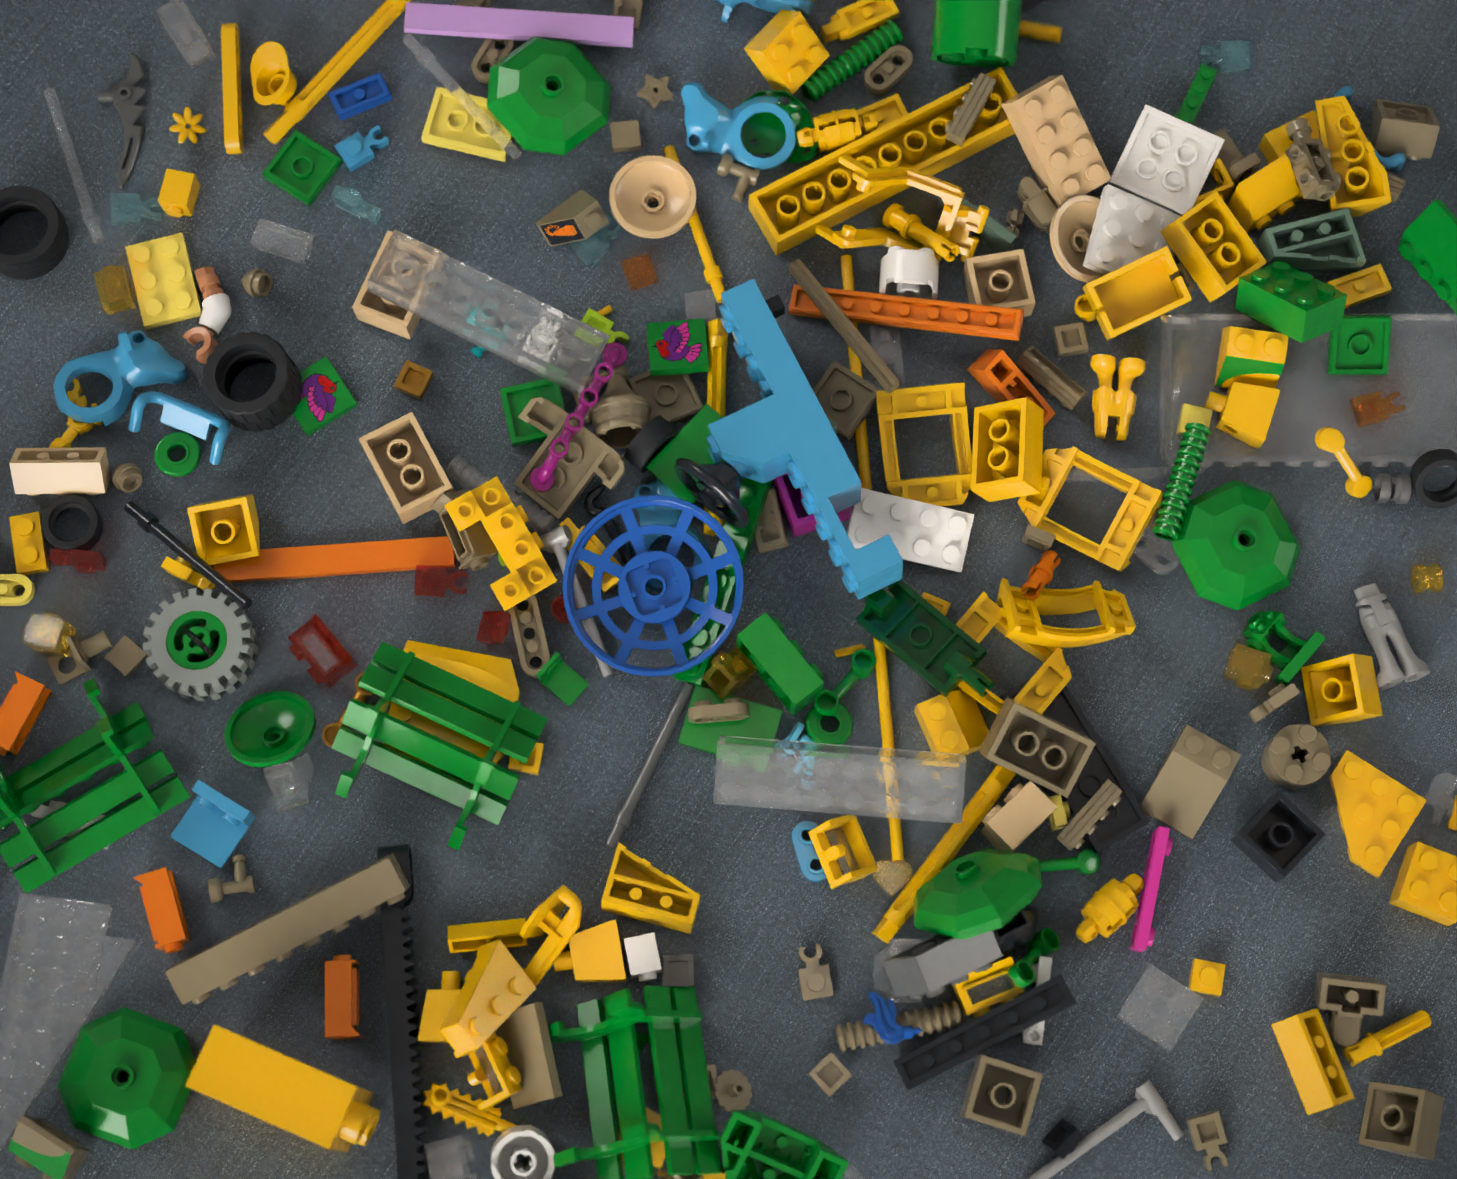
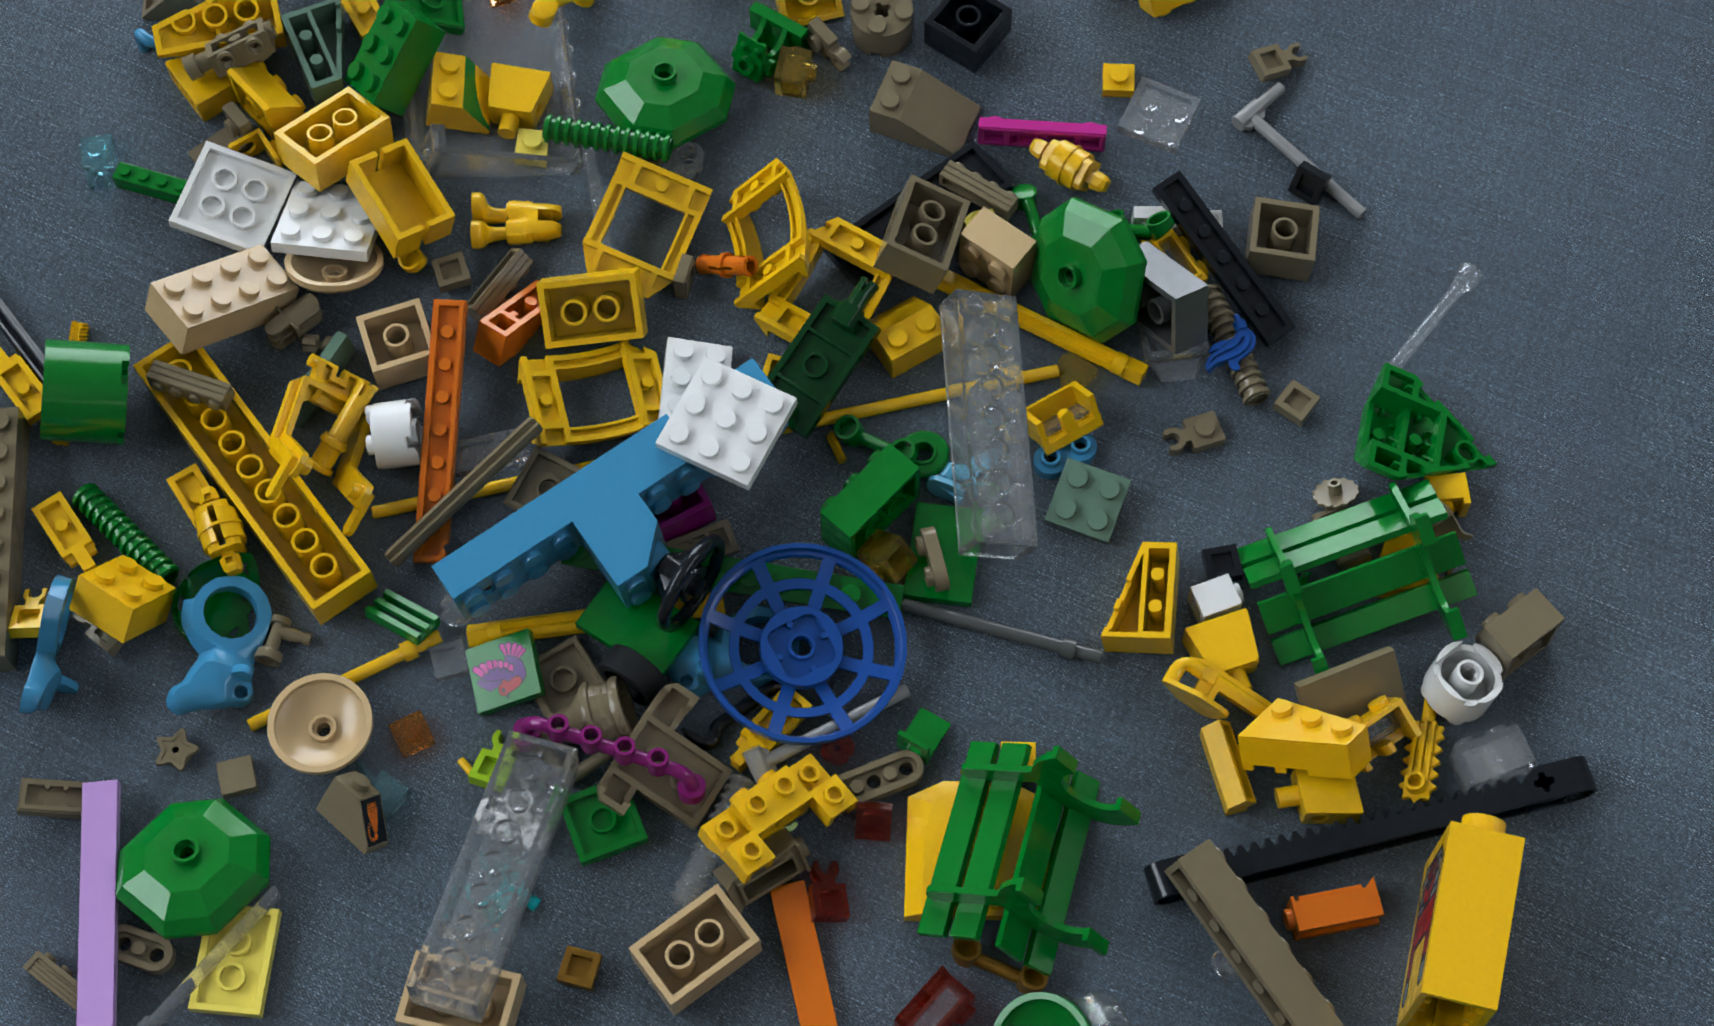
camera: 95 degrees left, 10 degrees down
(756, 256) = (407, 614): none -> green tile
(759, 861) = (1087, 501): none -> sand green plate
(841, 529) = (726, 423): none -> white plate
(886, 71) = (136, 497): dark tan plate -> none

